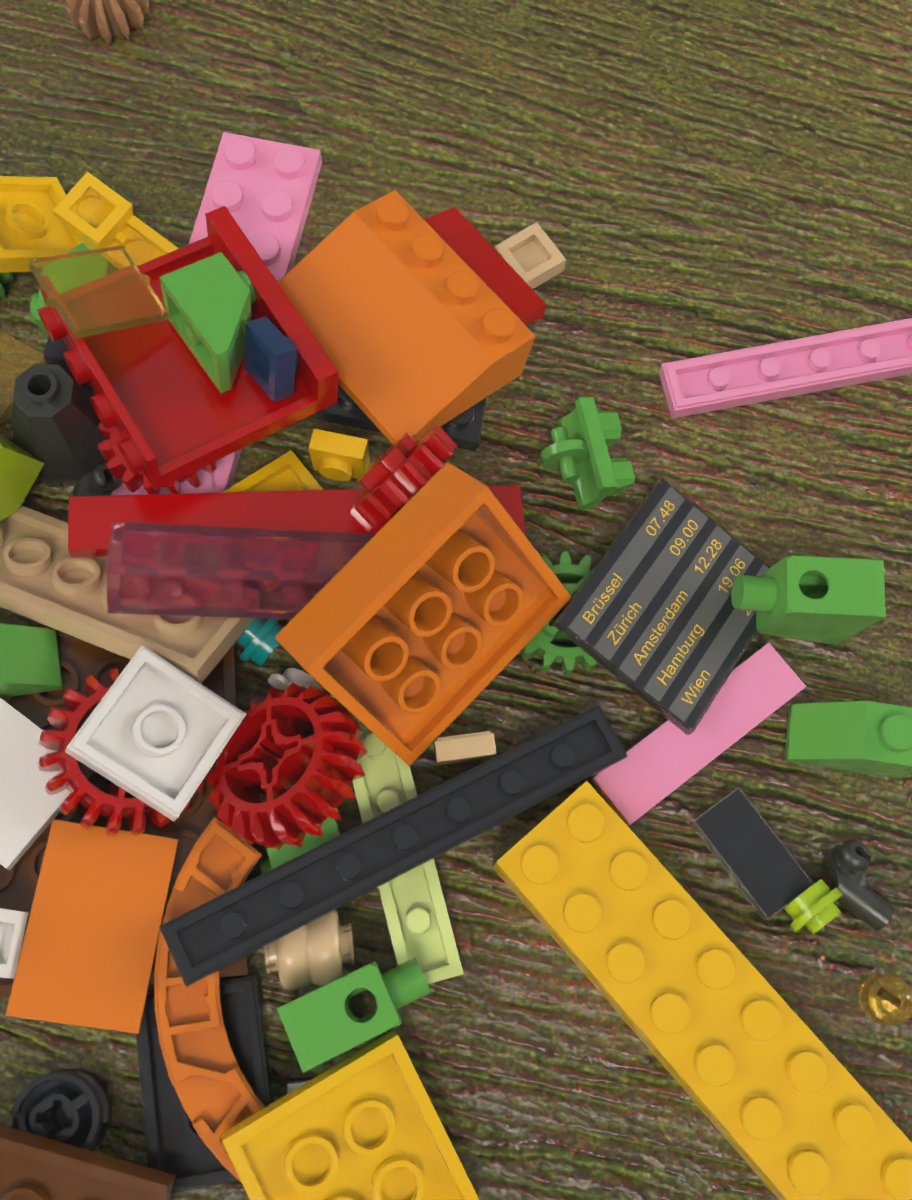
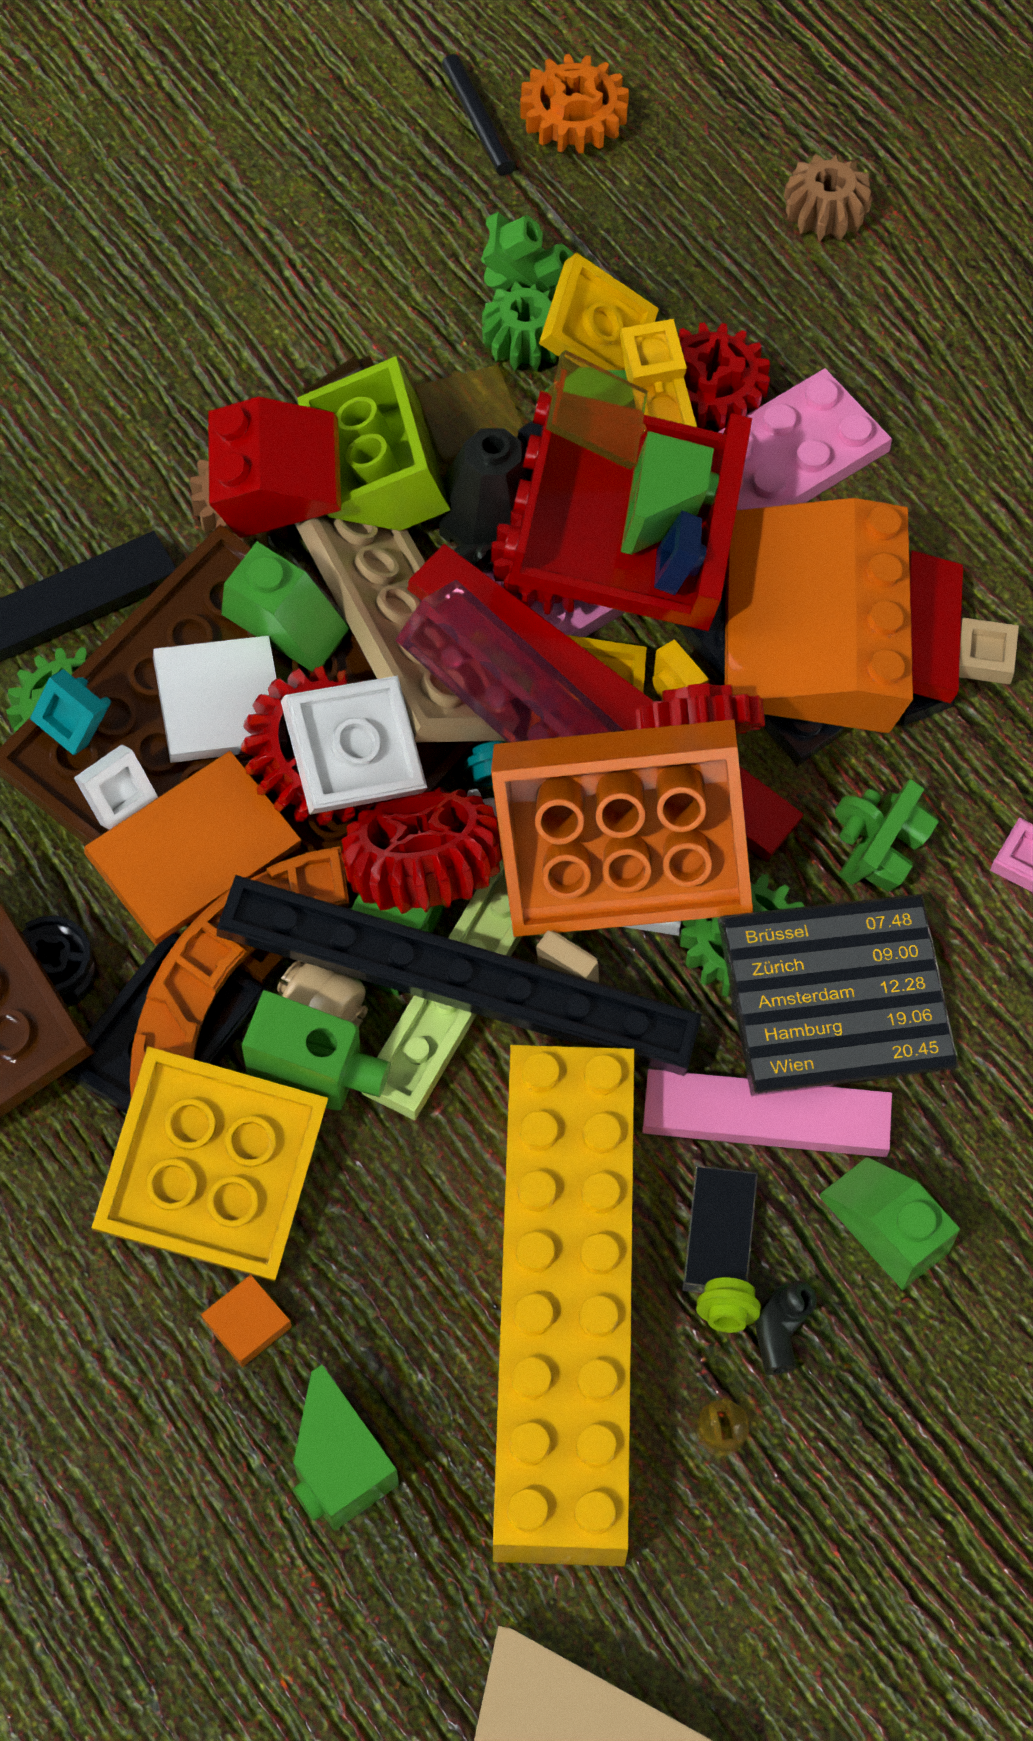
camera: 45 degrees right, 10 degrees down
(164, 184) = (737, 378): none -> red gear
(814, 597) = (949, 1073): bright green torso -> none

